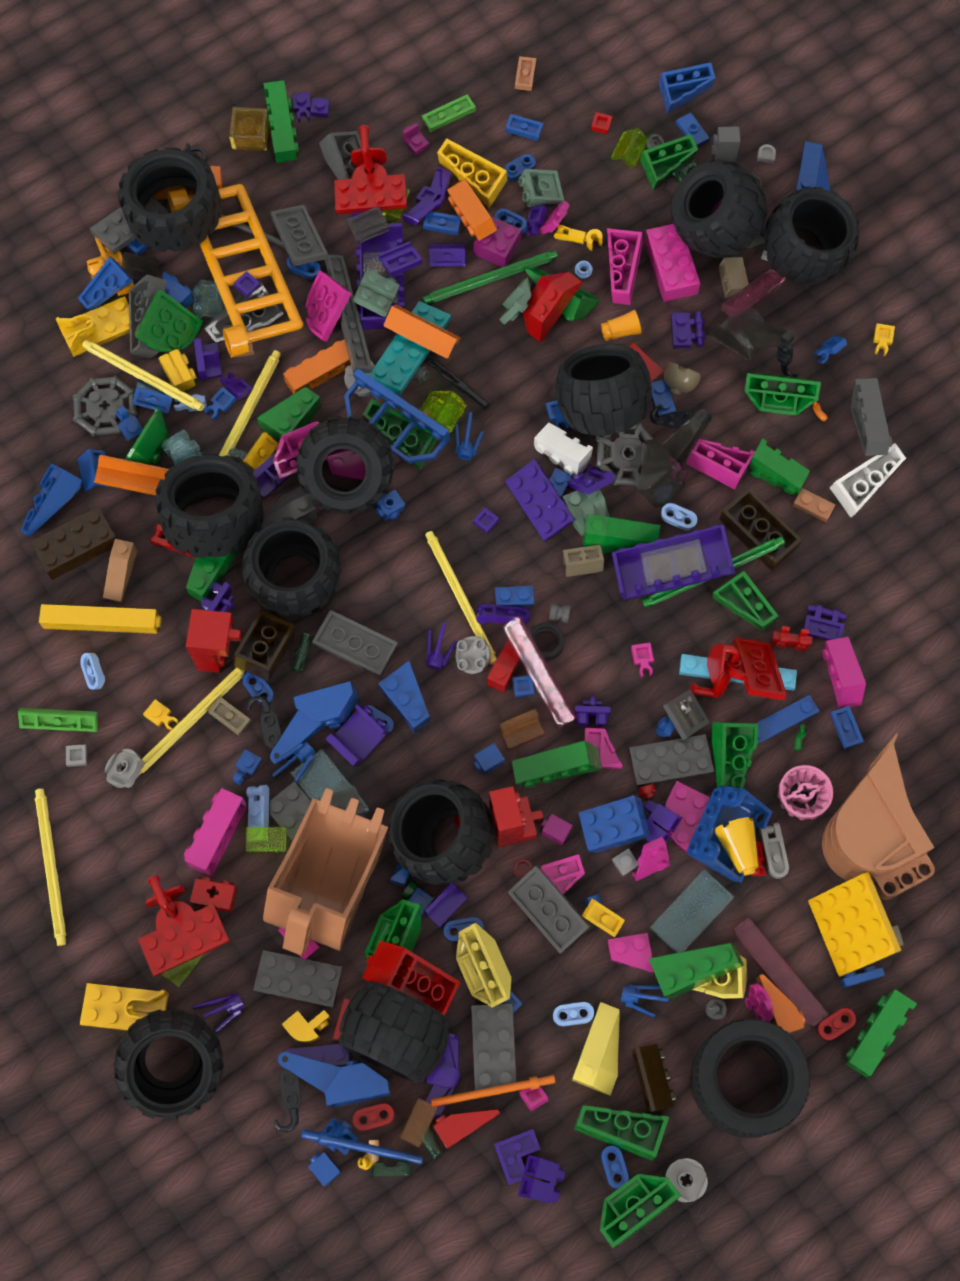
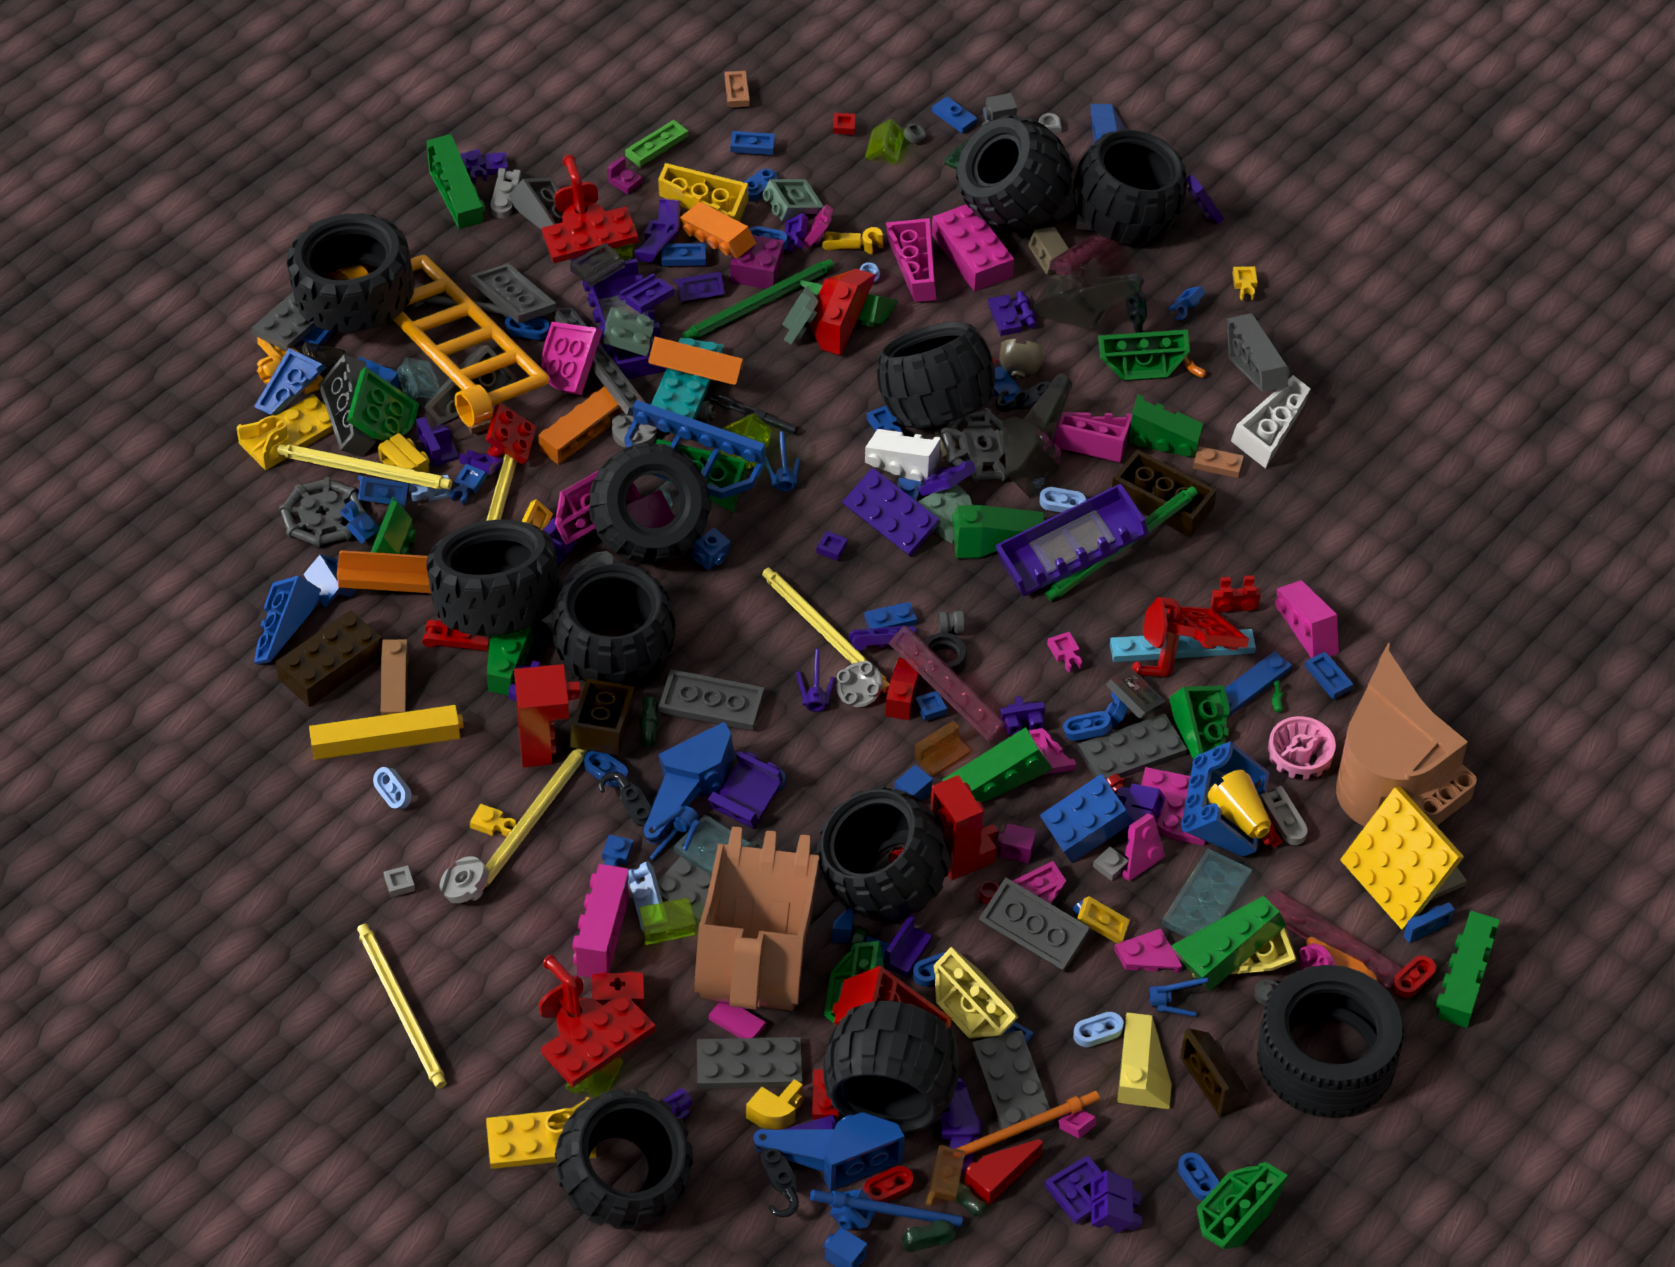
camera: 15 degrees left, 20 degrees down
(58, 719) = (364, 847): bright green plate -> none
(181, 448) = (433, 529): clear light blue brick -> none
(229, 716) = (579, 804): dark tan plate -> none
(246, 284) = (469, 346): dark purple plate -> none
(249, 129) = (418, 196): clear yellow brick -> none
(261, 368) = (510, 434): none -> red plate
(290, 413) = (556, 475): green wedge -> none
(312, 146) = (501, 203): none -> light grey plate
(368, 1160) = (895, 1233): yellow arm -> none
(405, 697) = (792, 742): blue wedge -> none
(583, 560) = (962, 564): dark tan hinge -> none
(621, 326) = (940, 313): light orange plant -> none
(626, 1130) = (1210, 1131): green wedge -> none
(641, 735) = (1087, 725): none -> blue plate
(666, 158) = (932, 144): green wedge -> none
(685, 84) = (932, 68): blue wedge -> none
(697, 1176) = (1296, 1160): light grey plate -> none
(746, 601) = (1170, 568): green wedge -> none
(824, 628) = (1269, 574): dark purple plate -> none
(869, 257) = (1203, 200): none -> dark purple plate

